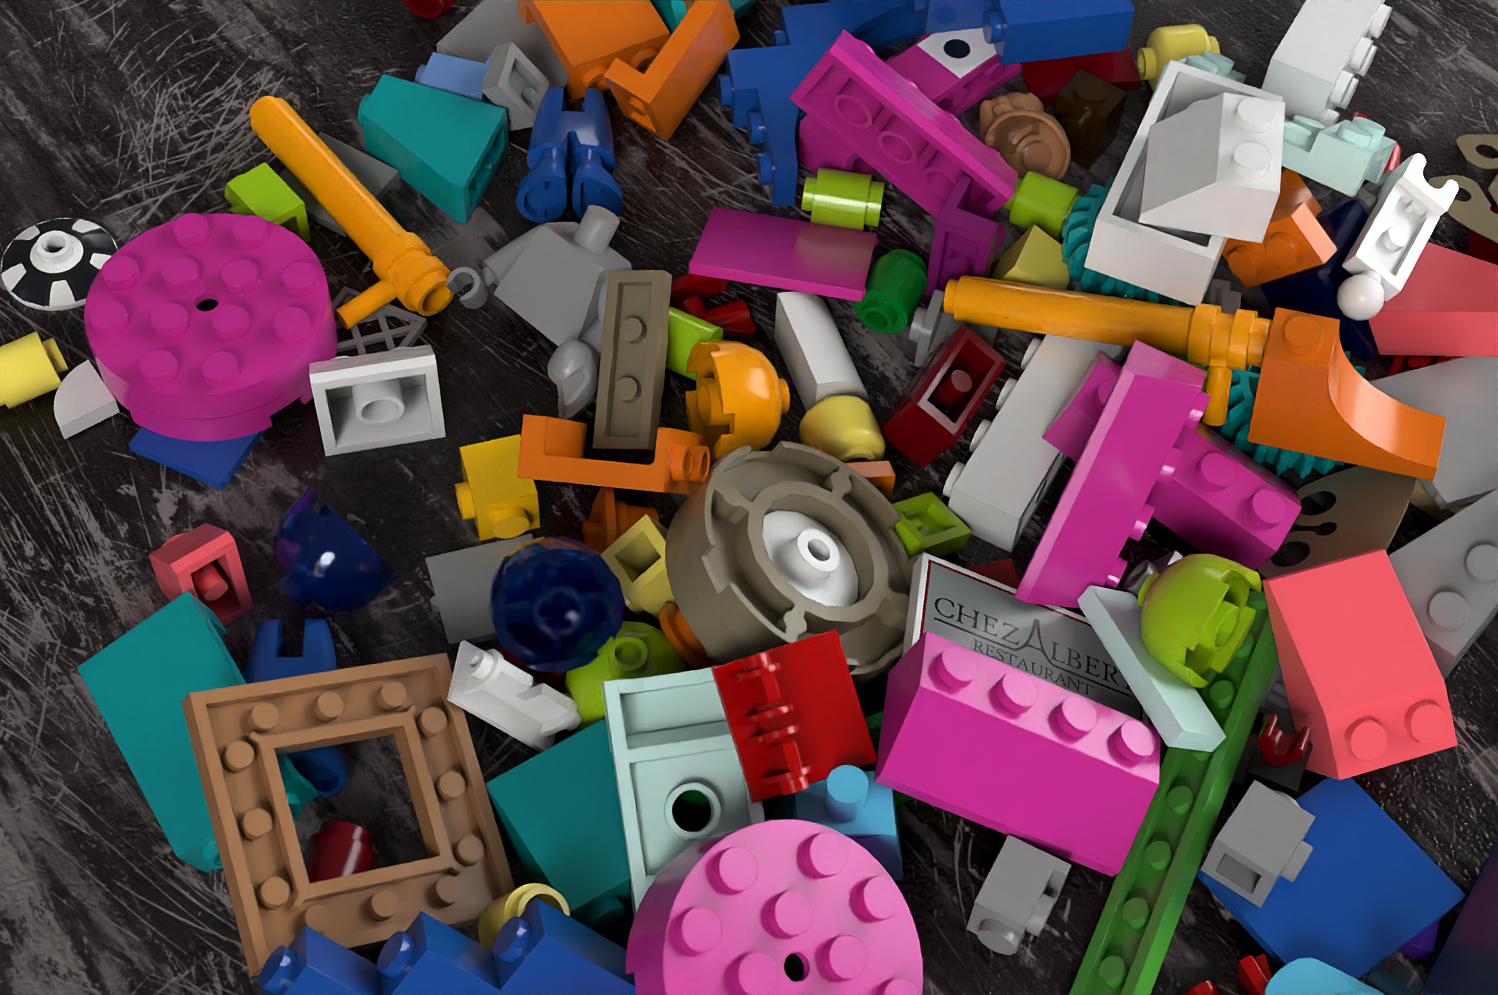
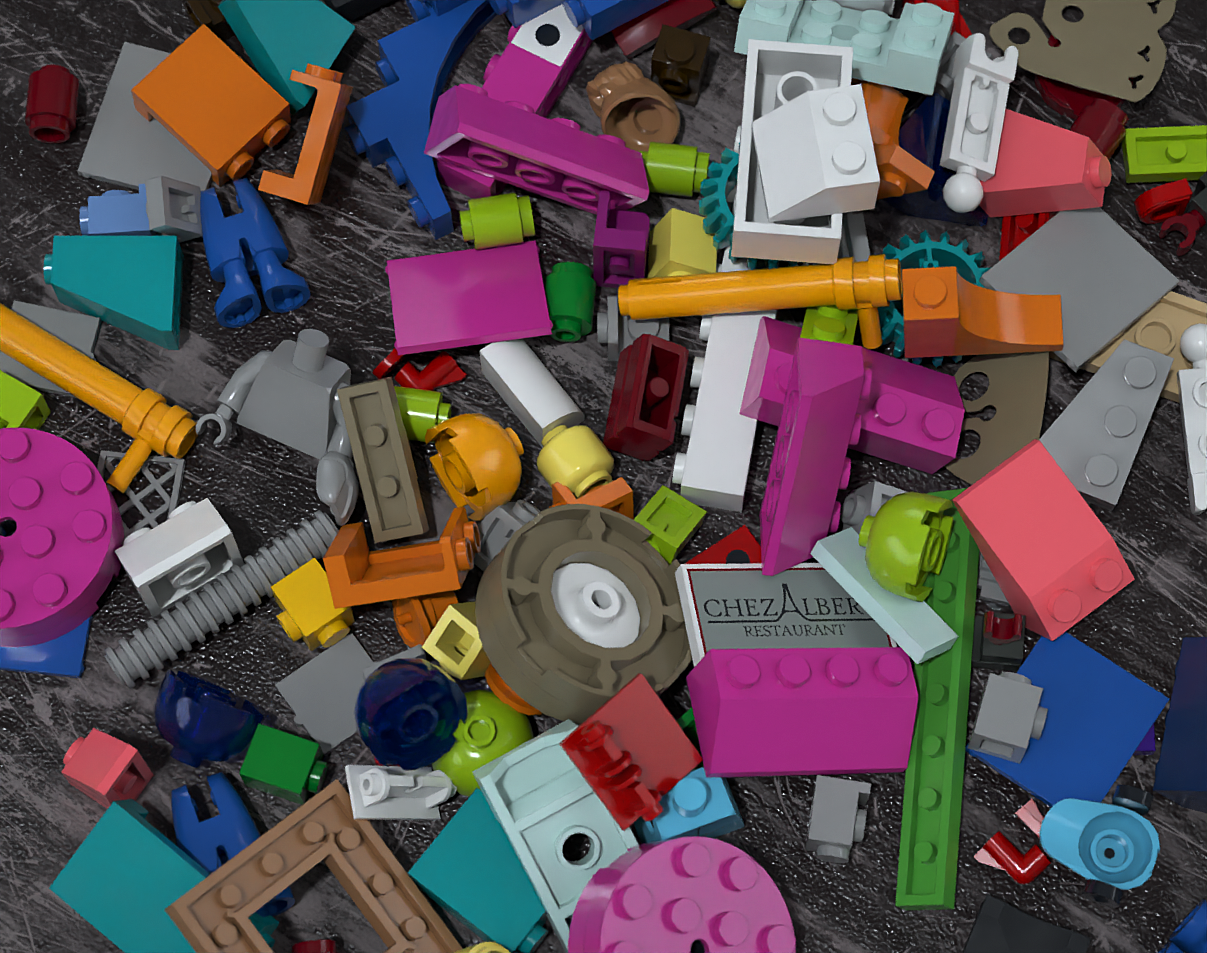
camera: 15 degrees left, 15 degrees up
(384, 457) = (219, 601): none -> light grey piece
(393, 626) = (284, 765): none -> green brick

